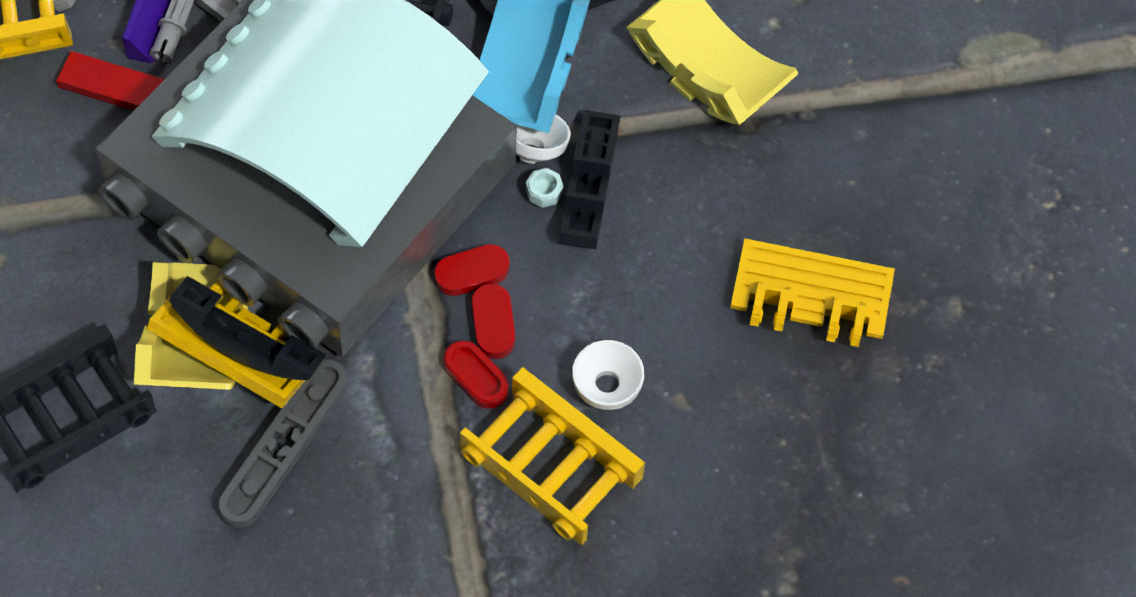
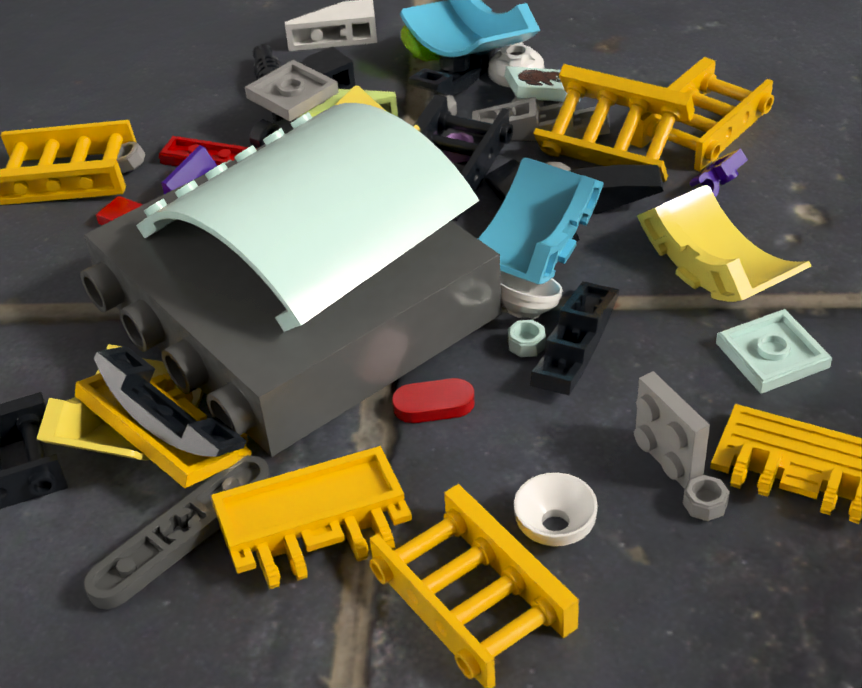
camera: 20 degrees right, 20 degrees down
(400, 402) = (310, 506): none -> yellow hinge
(476, 374) = (419, 496): red tile -> none
(493, 321) = (443, 448): red tile -> none
(695, 286) = (670, 430): none -> light grey plate
(731, 341) = (706, 497): none -> light grey tile
(770, 169) = (773, 351): none -> light aqua tile

